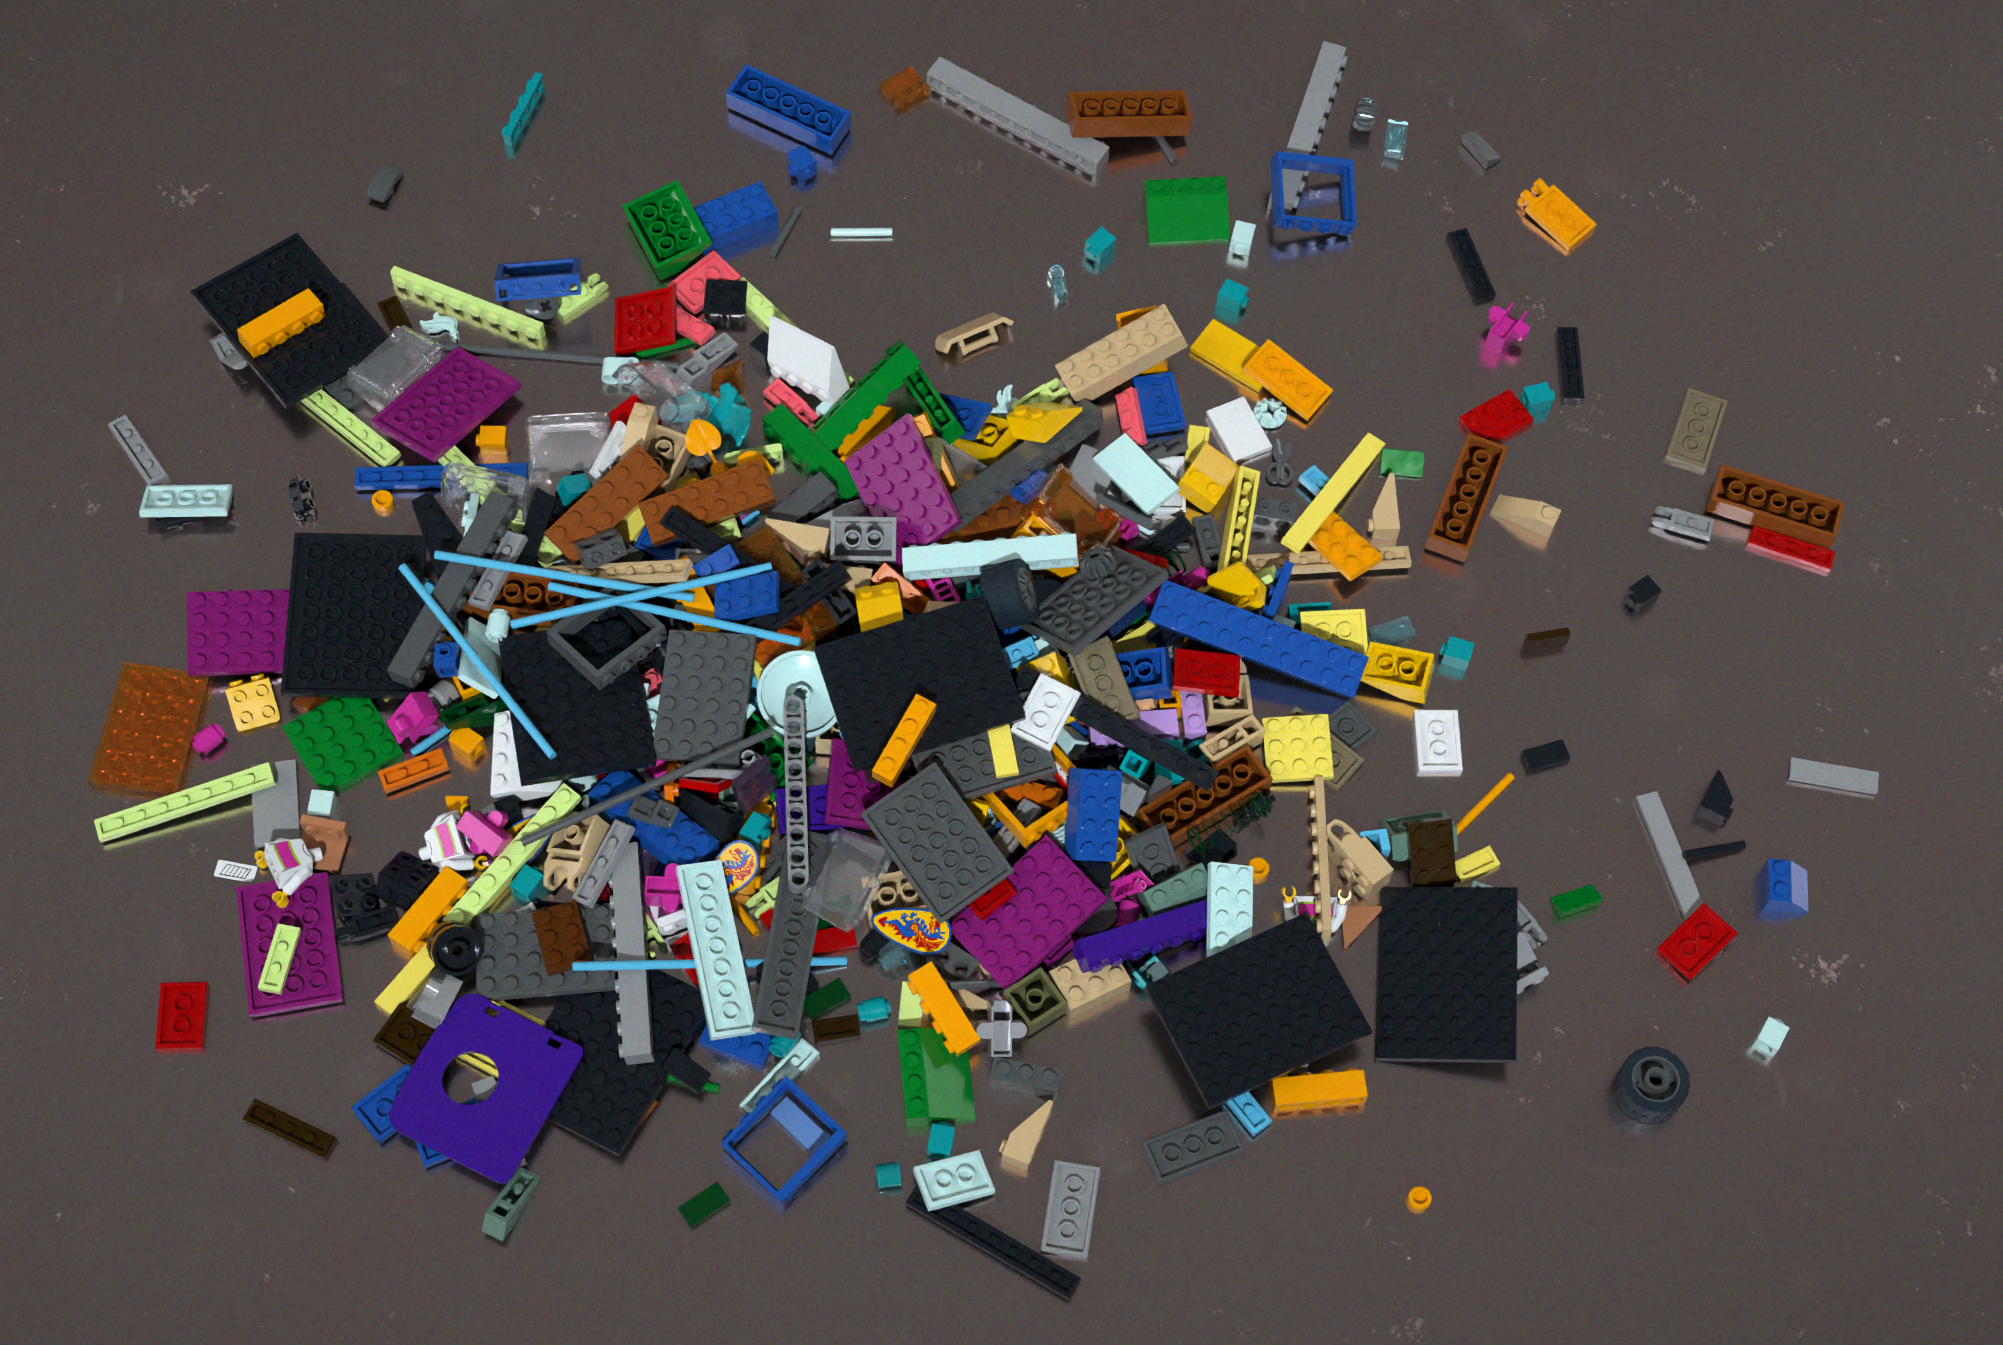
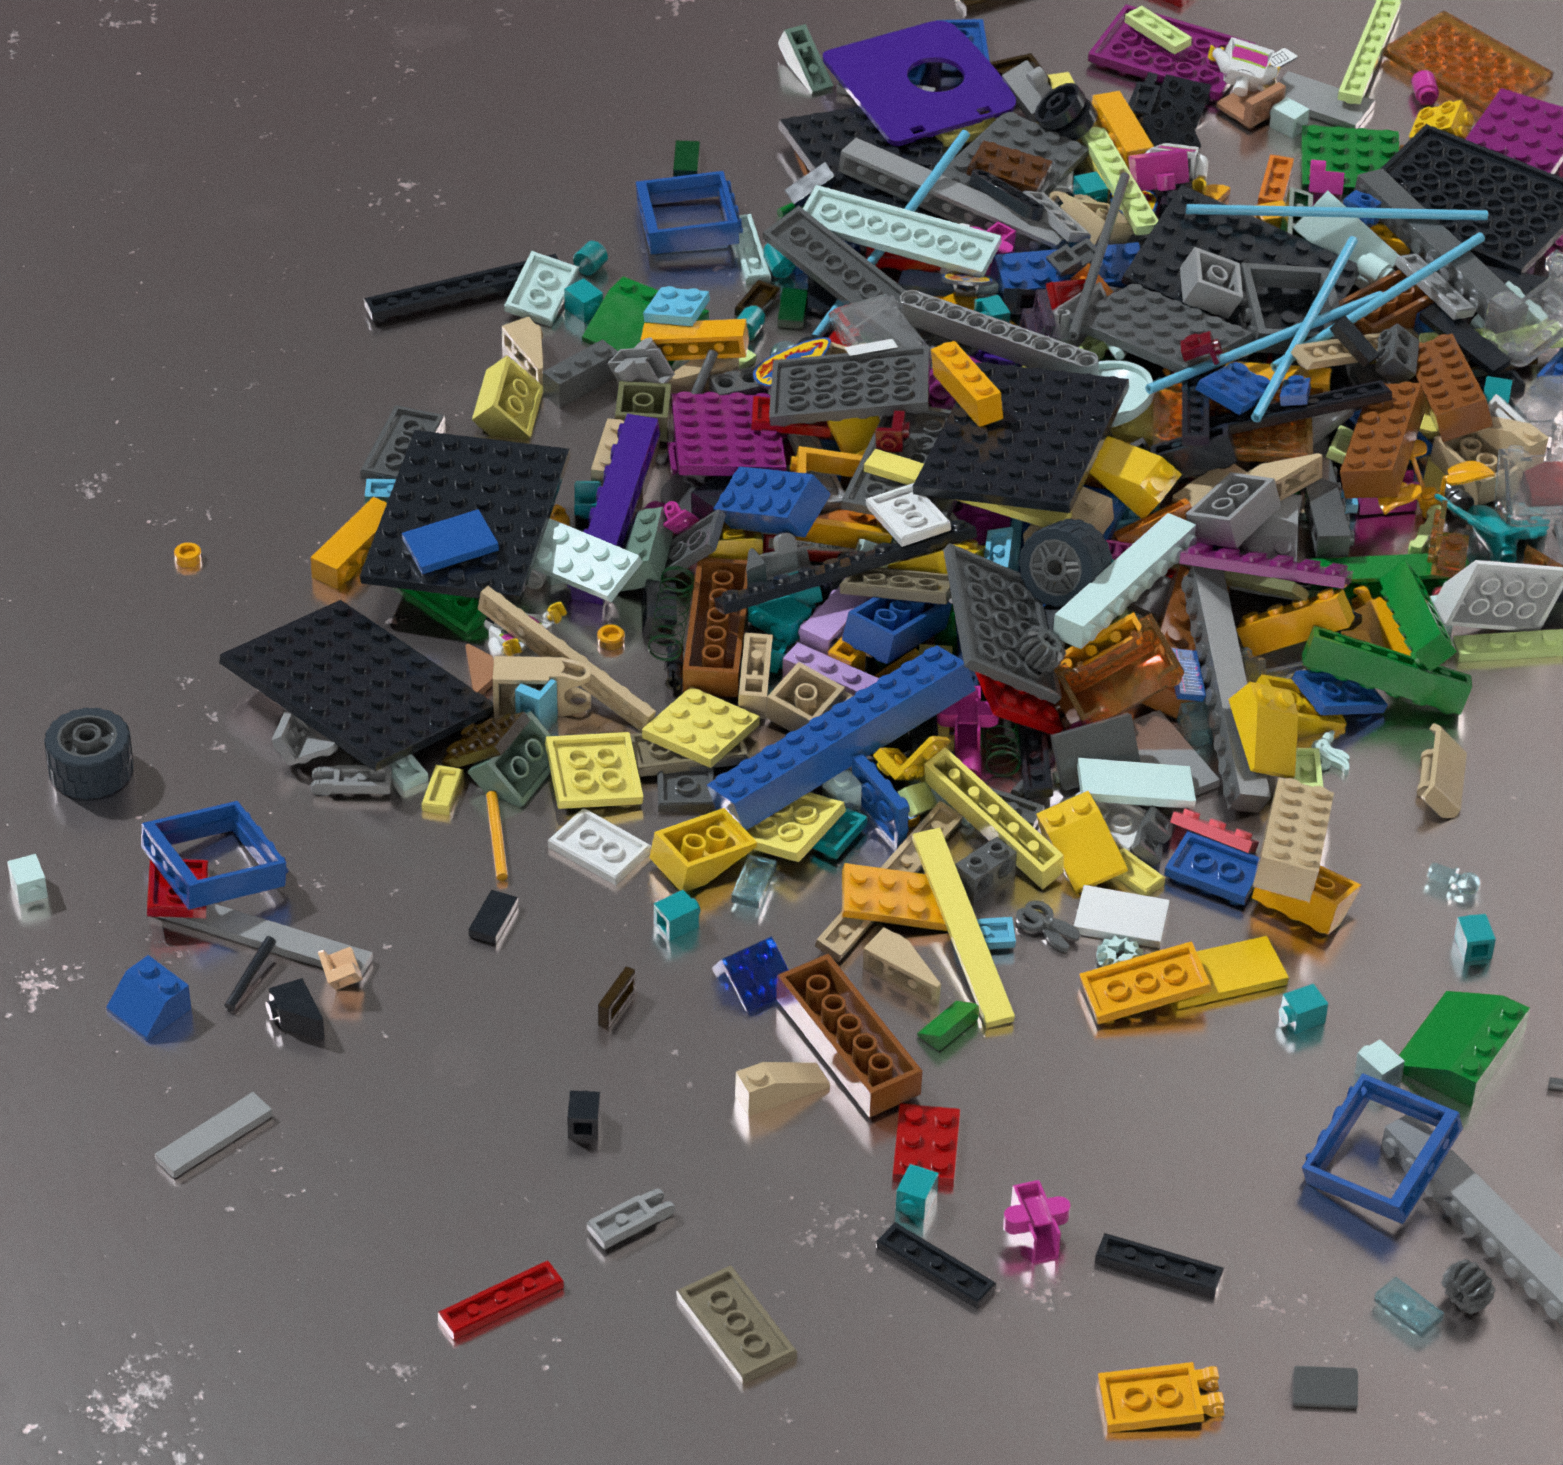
camera: 130 degrees right, 20 degrees down
(603, 908) = (1007, 194): none -> black beam
(625, 564) = (1354, 341): none -> black tile
(633, 686) = (1211, 282): none -> light grey brick
(736, 629) = (1199, 345): none -> dark red bracket
(779, 419) = (1450, 549): none -> clear orange bracket
(884, 858) = (871, 347): none -> white sticker
(926, 1039) = (676, 306): none -> medium azure plate
(969, 768) = (893, 438): none -> dark red bracket
(1070, 1209) = (438, 348): light grey tile -> none
(1095, 1107) = (508, 401): none -> light yellow slope
(1206, 673) = (841, 674): red plate -> none
(1303, 986) = (450, 541): none -> blue tile
(1388, 781) = (594, 770): none -> light yellow plate
(1460, 584) = (754, 973): none -> clear blue bracket
(1576, 900) = (321, 836): green slope -> none
(1641, 885) = (161, 834): none -> blue window
(1669, 796) = (340, 968): none -> light nougat panel
(1775, 506) = (561, 1303): dark orange brick -> none

